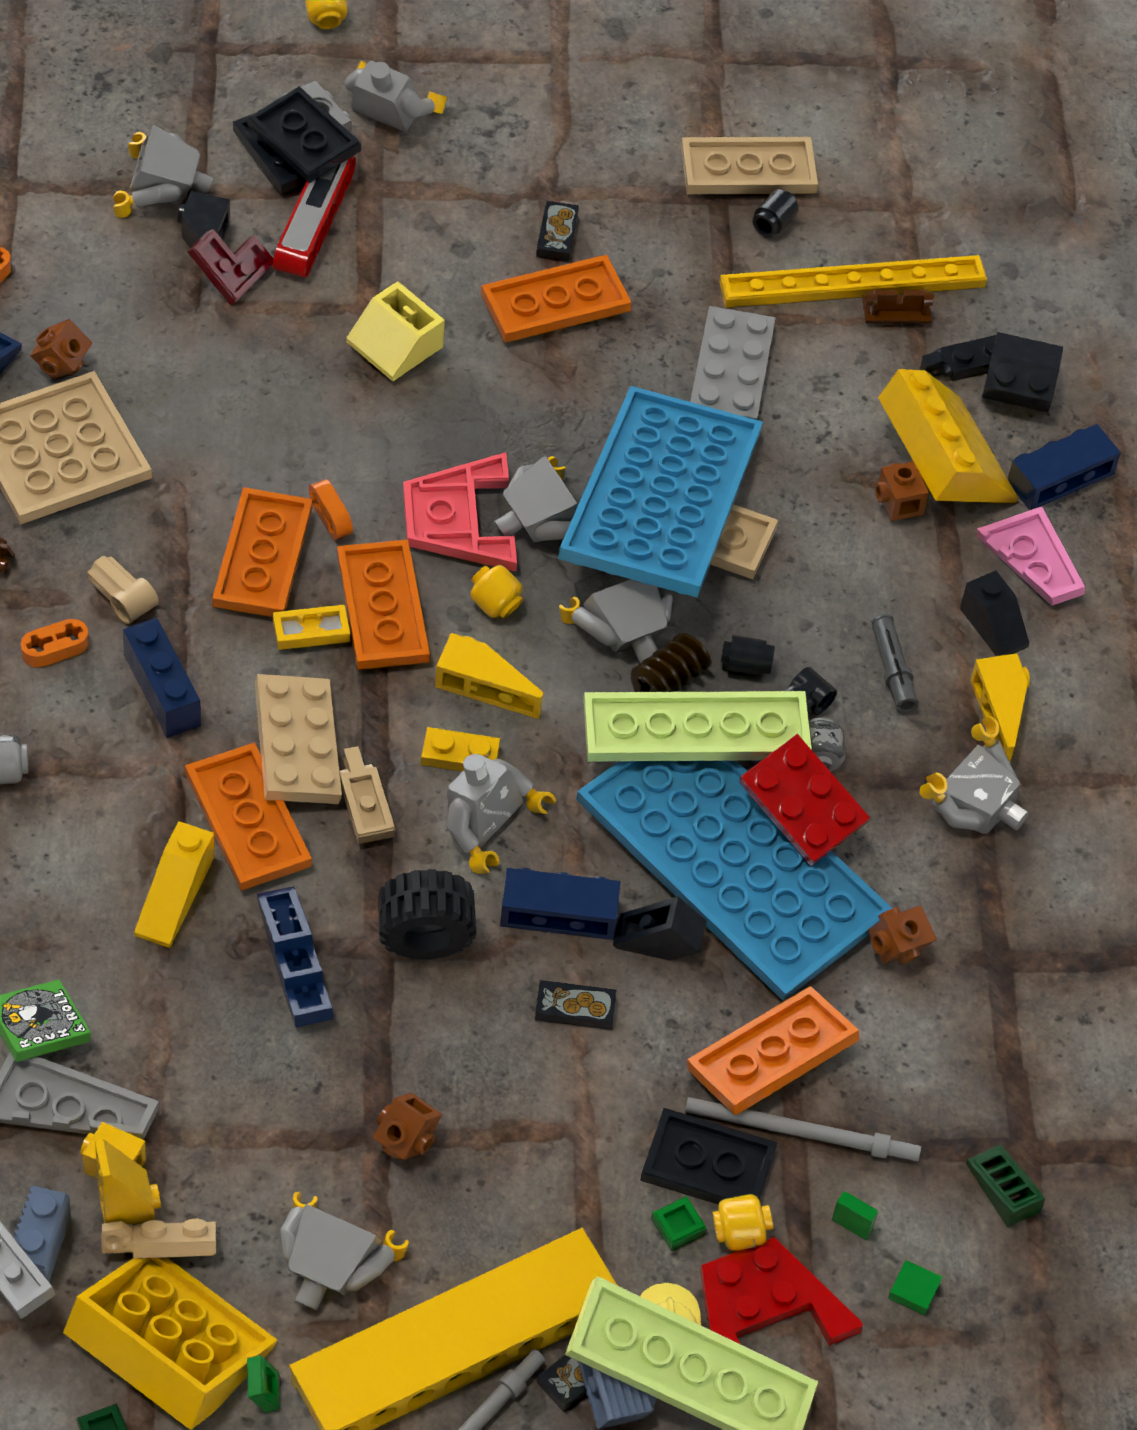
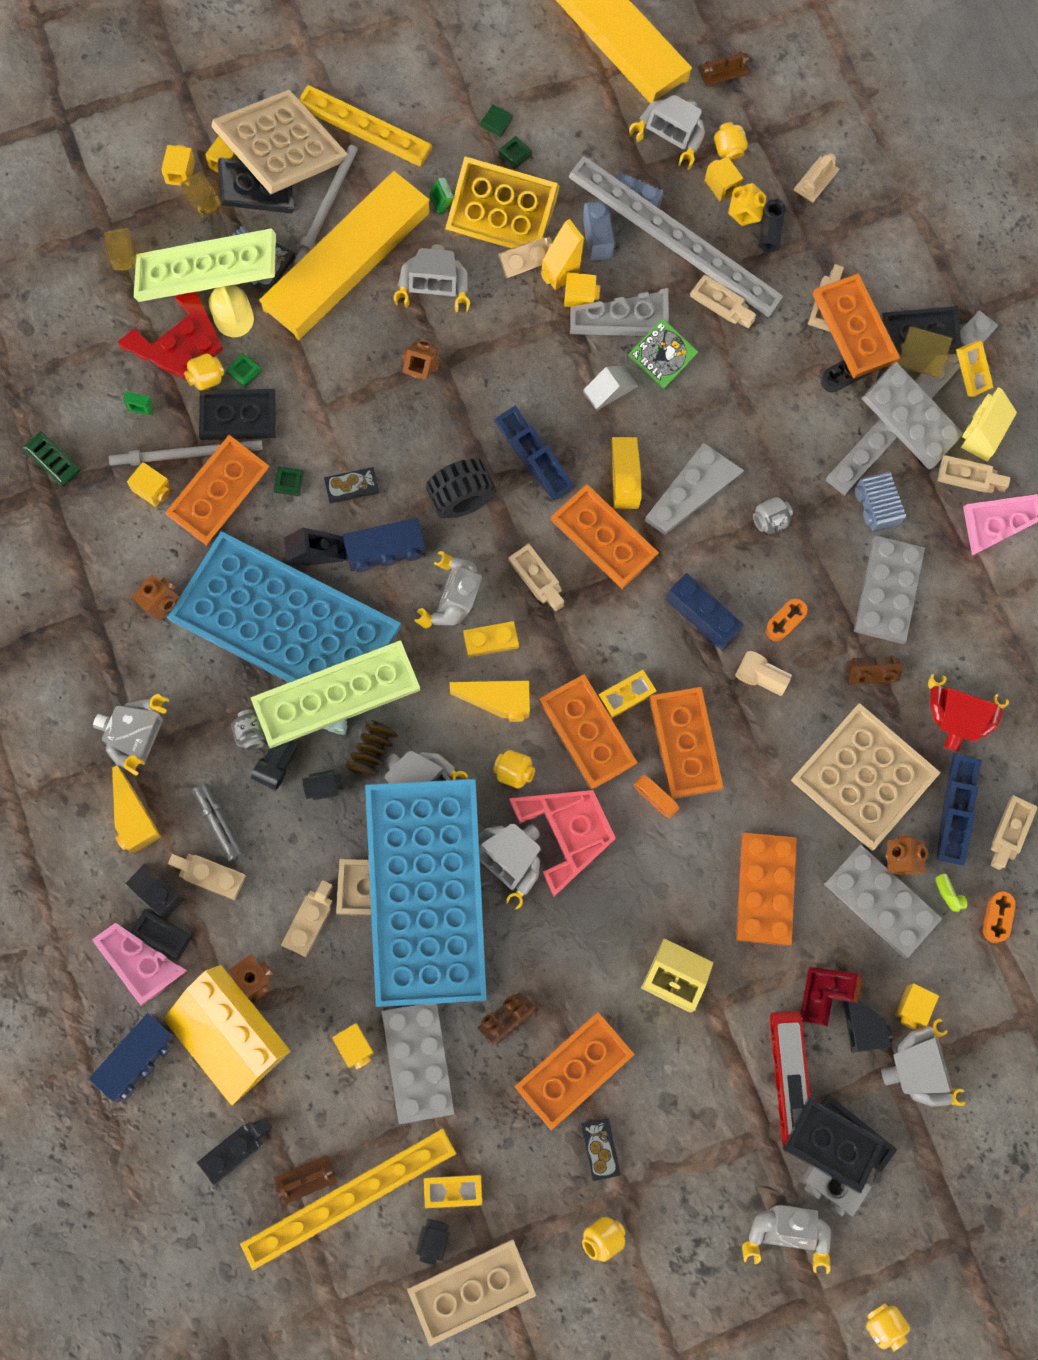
camera: 160 degrees right, 20 degrees up
(31, 309) = (947, 892): none -> lime arm
(84, 842) = (696, 484): none -> light grey wing
(123, 344) = (883, 901): none -> light grey plate
(135, 225) = (916, 1006): none -> yellow brick
(135, 1008) = (609, 386): none -> slope
(243, 387) = (766, 889): none -> orange plate
(297, 739) = (598, 601): tan plate -> none
(589, 155) = (603, 1239): none -> yellow head
(614, 354) = (514, 1010): none -> reddish brown hinge
(664, 1042) = (288, 481): none -> dark green tile
(737, 245) = (452, 1191): none -> yellow piece
(802, 396) = (353, 1047): none -> yellow brick
(804, 799) = (245, 661): red plate -> none
(812, 533) = (309, 920): none -> tan hinge
(870, 1092) = (149, 485): none -> yellow brick
(915, 1287) = (92, 378): green tile -> none
(923, 617) = (209, 875): none -> tan hinge
(987, 561) = (161, 934): none -> black tile
(1022, 372) = (184, 1139): black slope -> none

